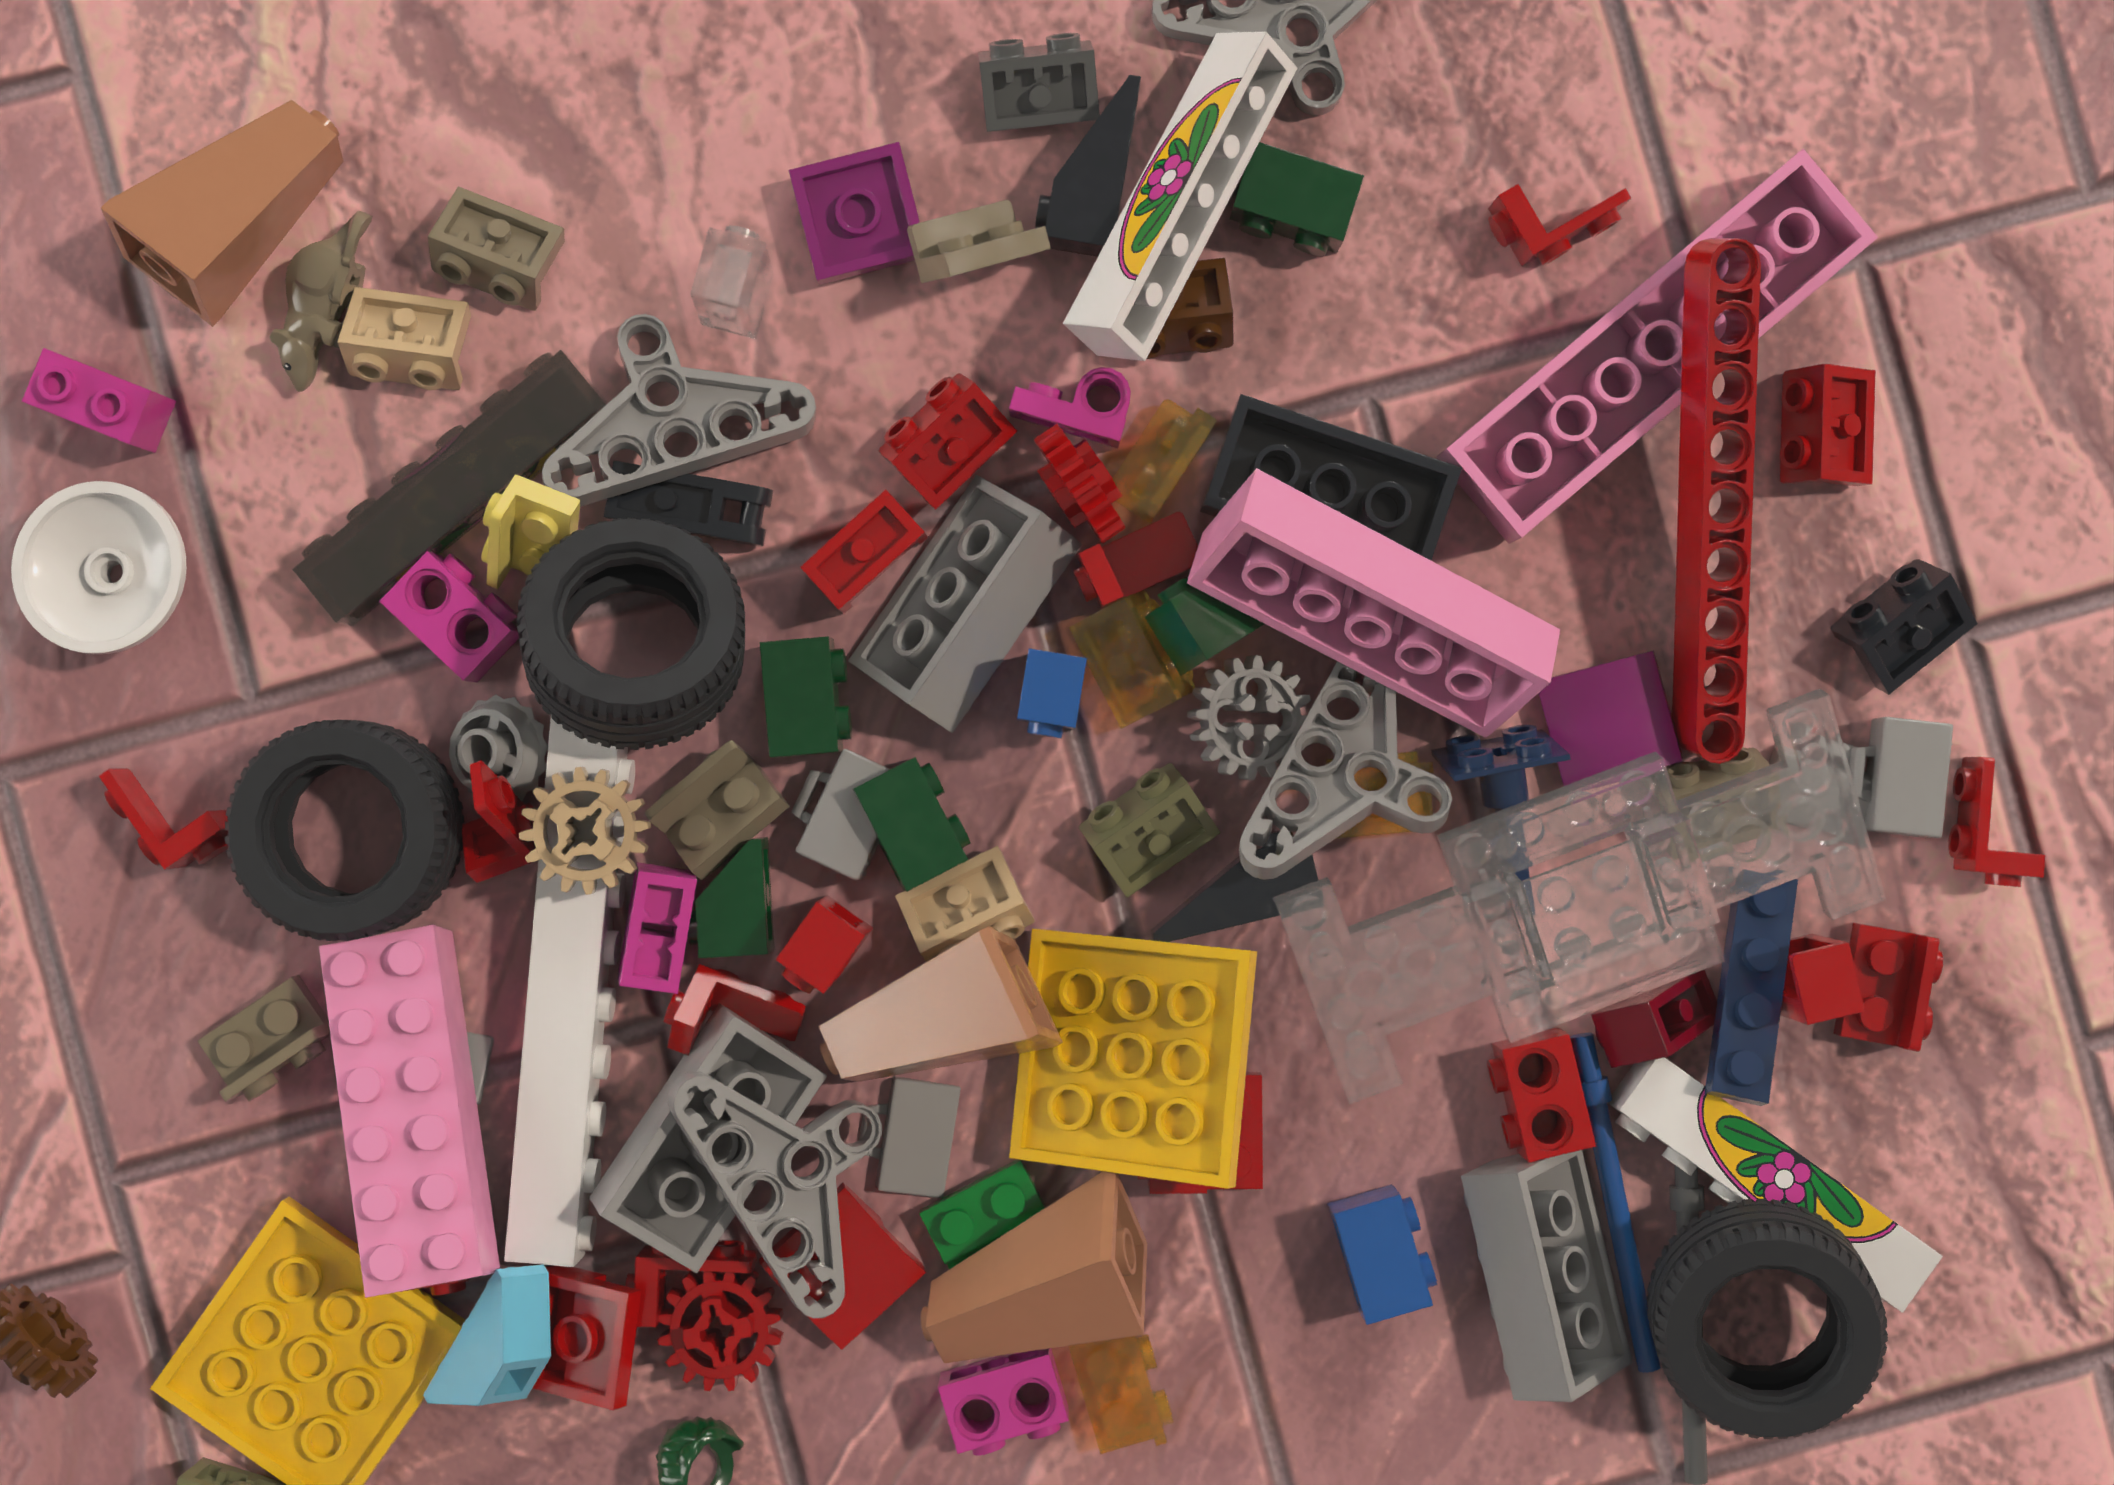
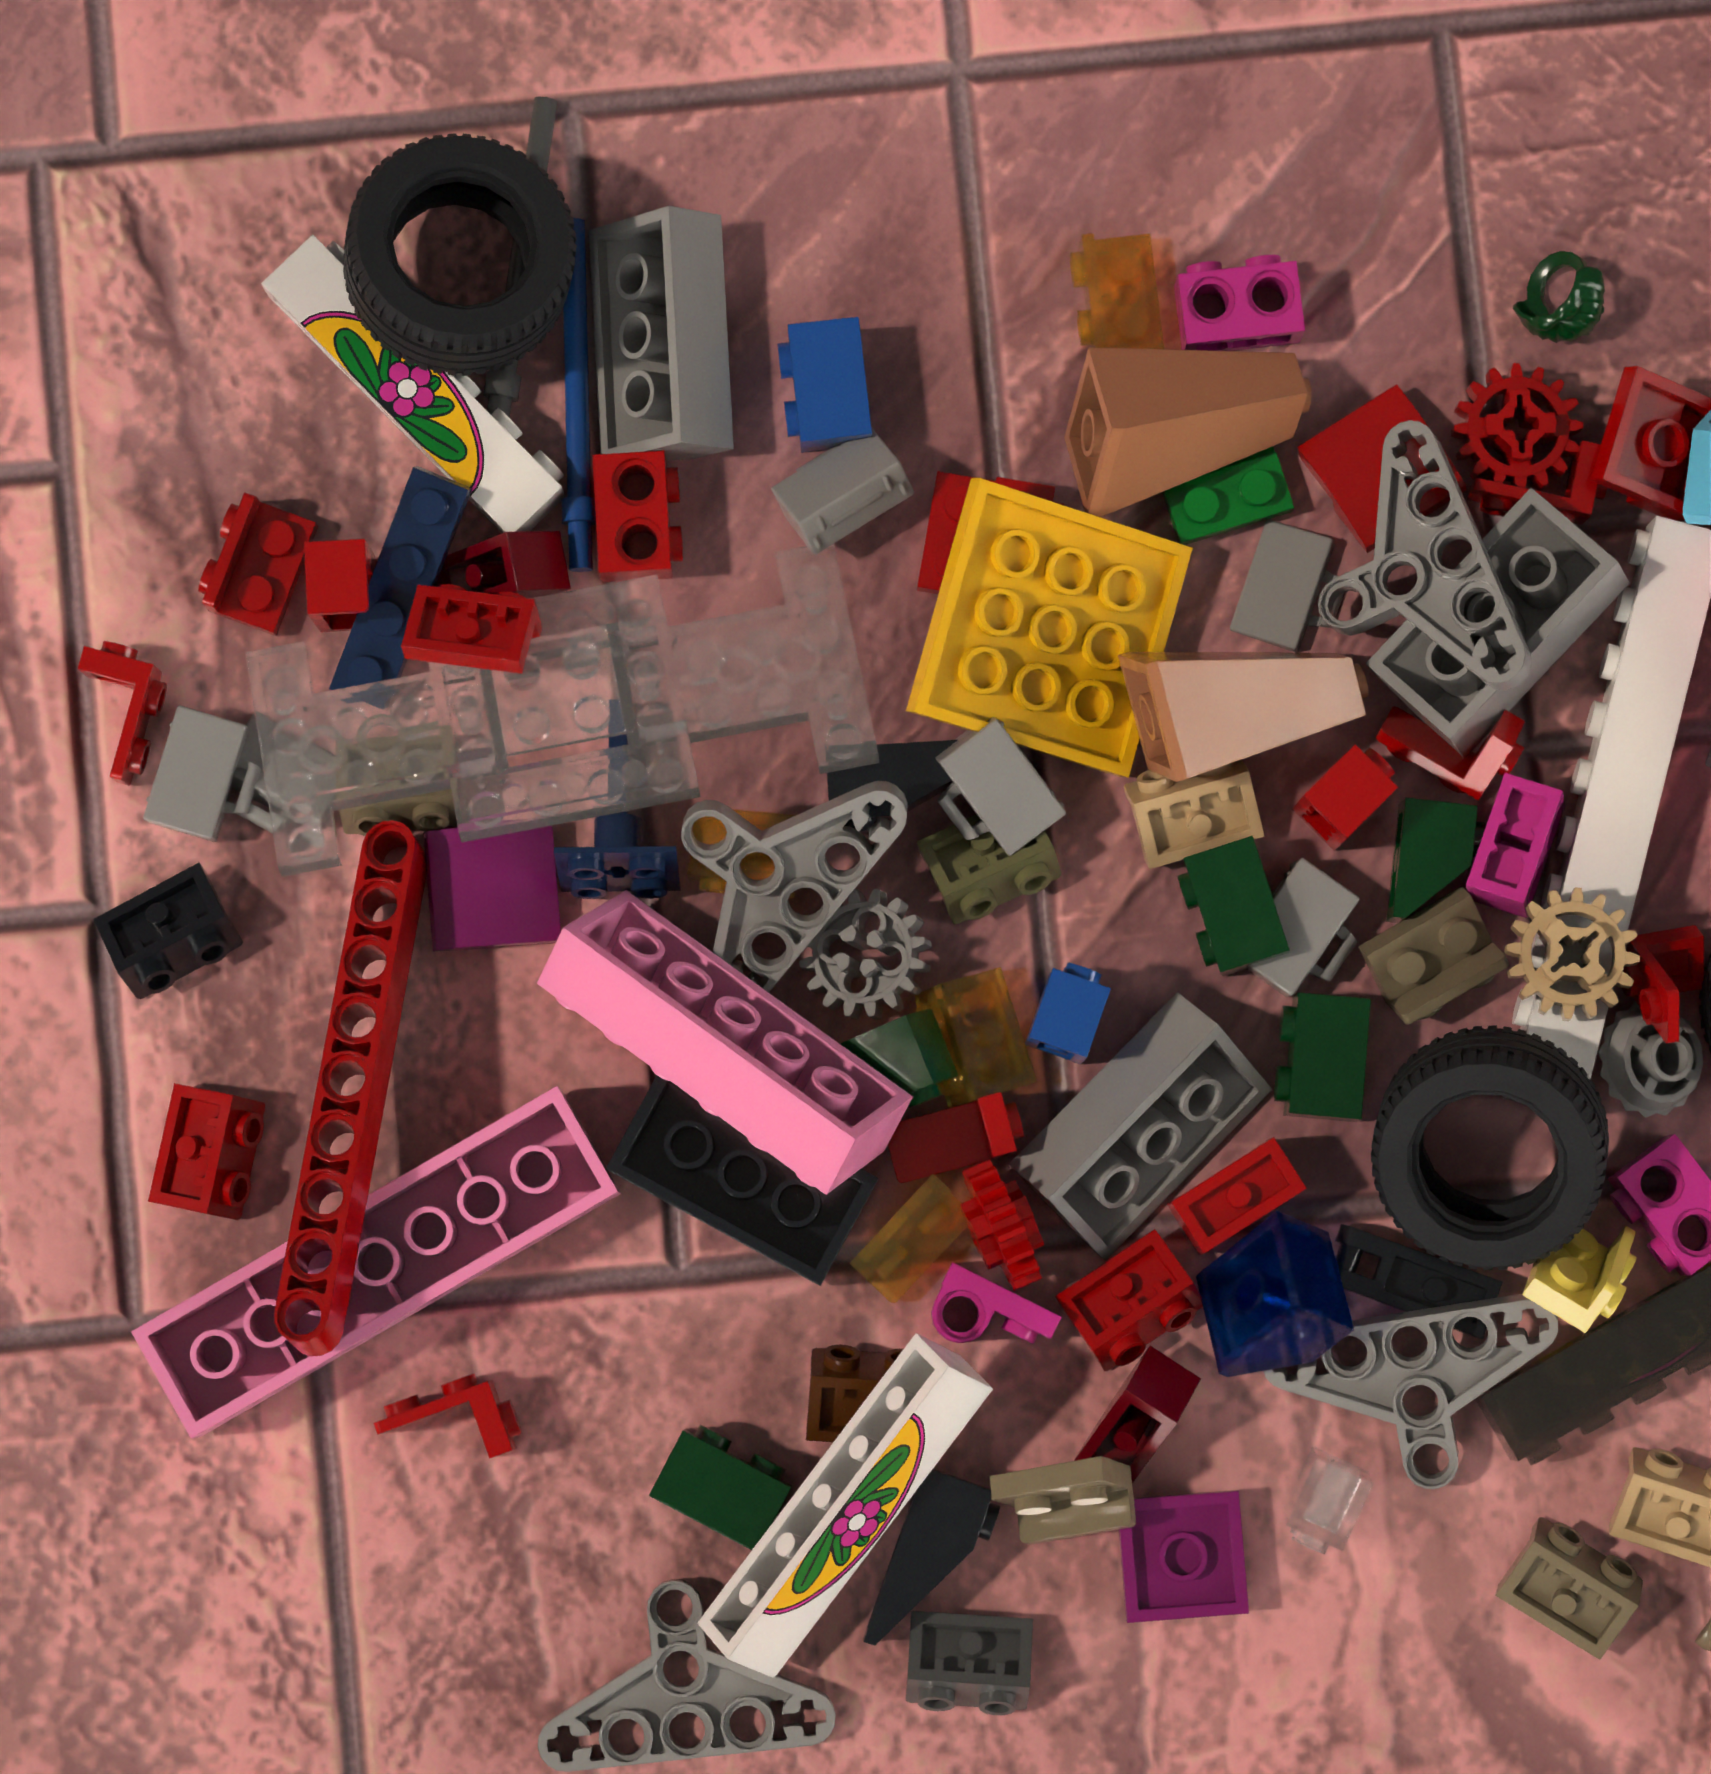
camera: 170 degrees left, 5 degrees down
(812, 460) = (1274, 1298): none -> clear blue slope
(919, 334) = (1142, 1412): none -> dark red slope
(1153, 895) = (998, 787): none -> light grey piece
(1350, 1153) = (842, 491): none -> light grey piece
(1686, 957) = (471, 628): none -> red bracket

